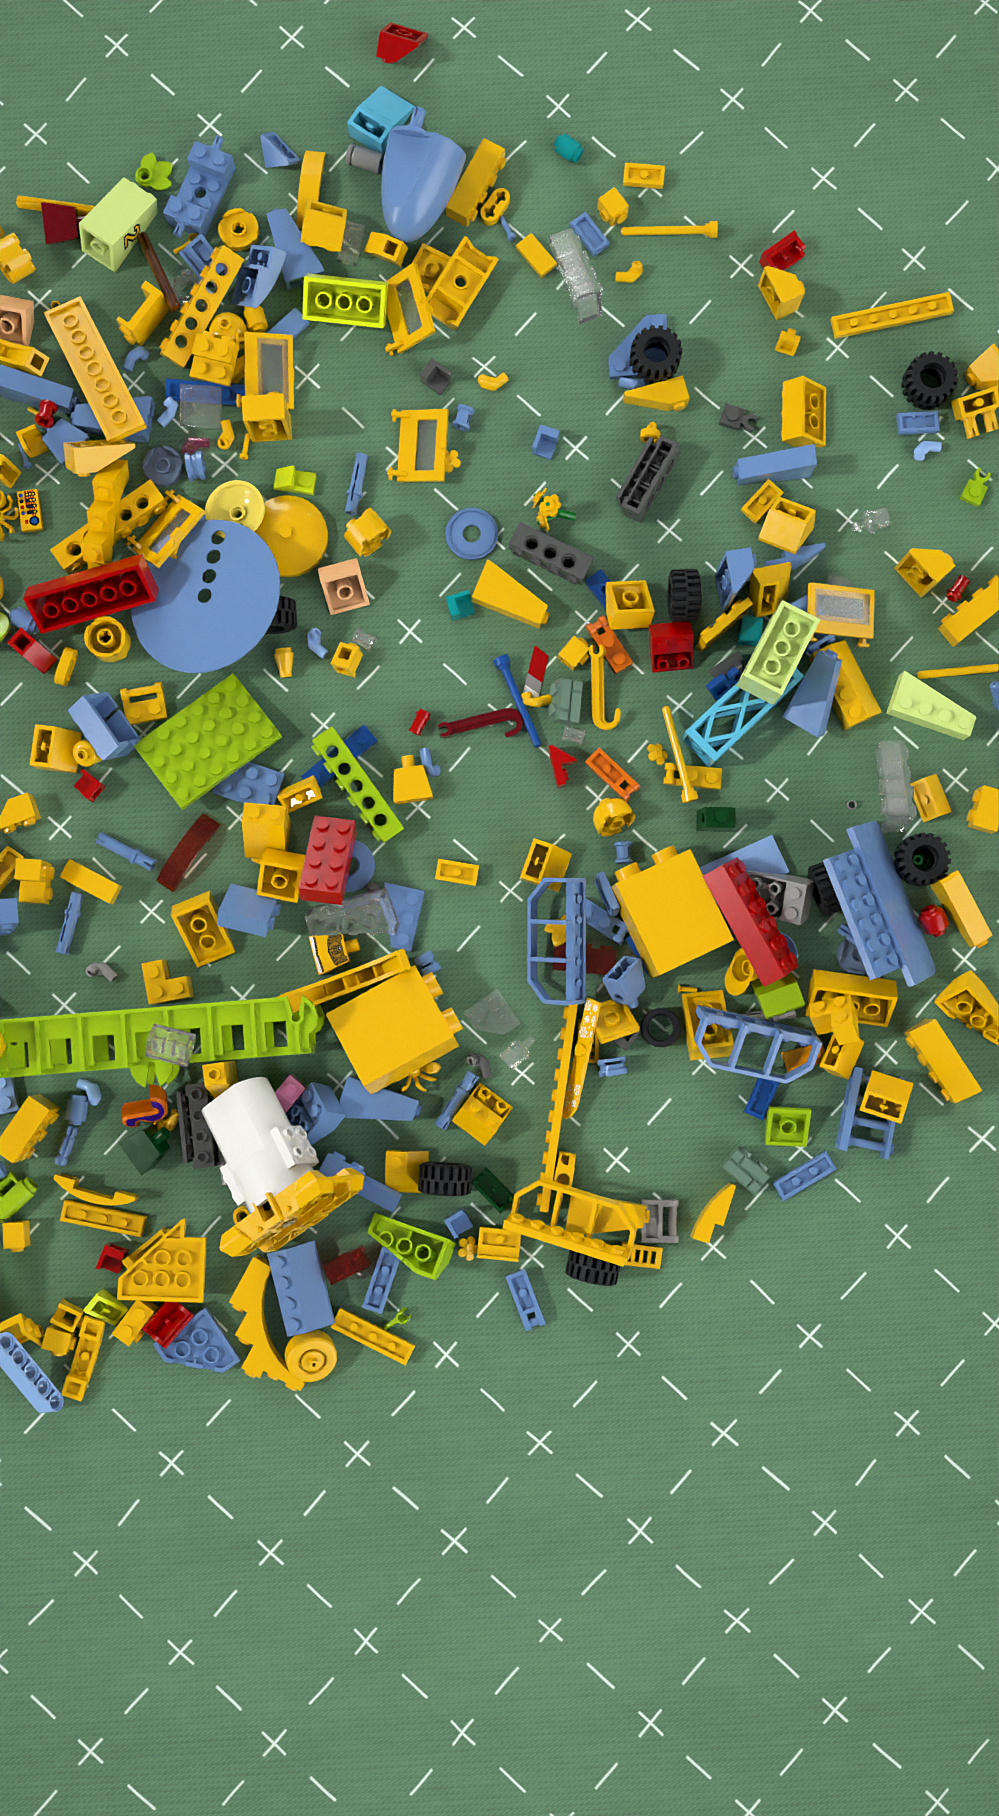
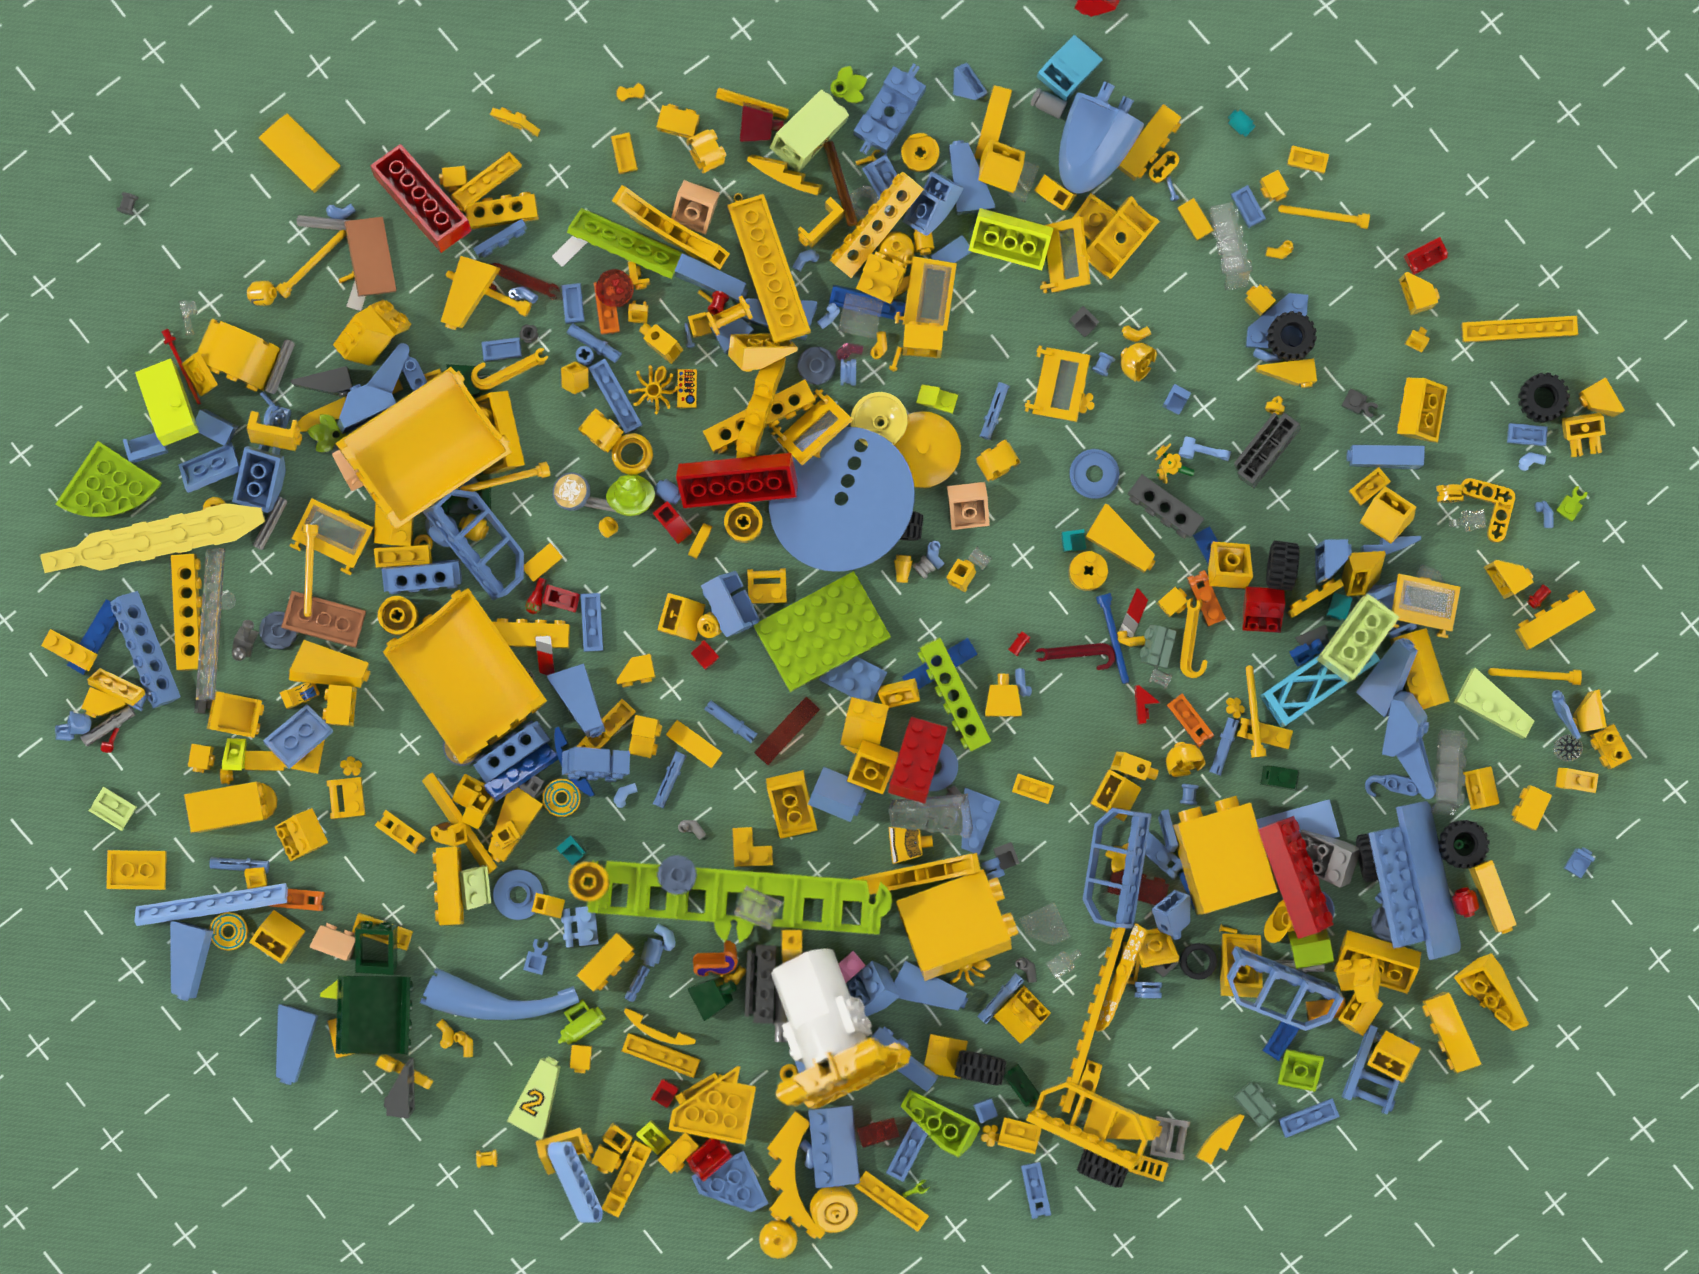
camera: 10 degrees right, 0 degrees up
(21, 946) = (622, 794): none -> light blue arm
(57, 422) = (729, 315): none -> yellow hose
(77, 1022) = (677, 874): none -> sand blue tile
(94, 269) = (778, 170): none -> yellow slope
(257, 1397) = (778, 1239): none -> yellow cylinder
(271, 1291) = (807, 1147): none -> light blue arm
(306, 657) = (924, 567): none -> light grey wheel
(439, 947) = (1006, 855): none -> dark grey panel
(480, 622) = (1089, 560): none -> yellow brick
(498, 406) = (1136, 360): none -> yellow cylinder
(552, 829) = (1127, 765): none -> yellow torso
(567, 490) = (1189, 447): none -> light blue brick
(616, 325) = (1260, 299): none -> yellow brick
(654, 787) = (1224, 746): none -> medium blue pin
(843, 757) = (1404, 739): none -> medium blue slope
(847, 494) = (1450, 493): none -> yellow wheel
(900, 500) = (1499, 504): none -> yellow beam
(952, 499) = (1547, 512): none -> medium blue arm

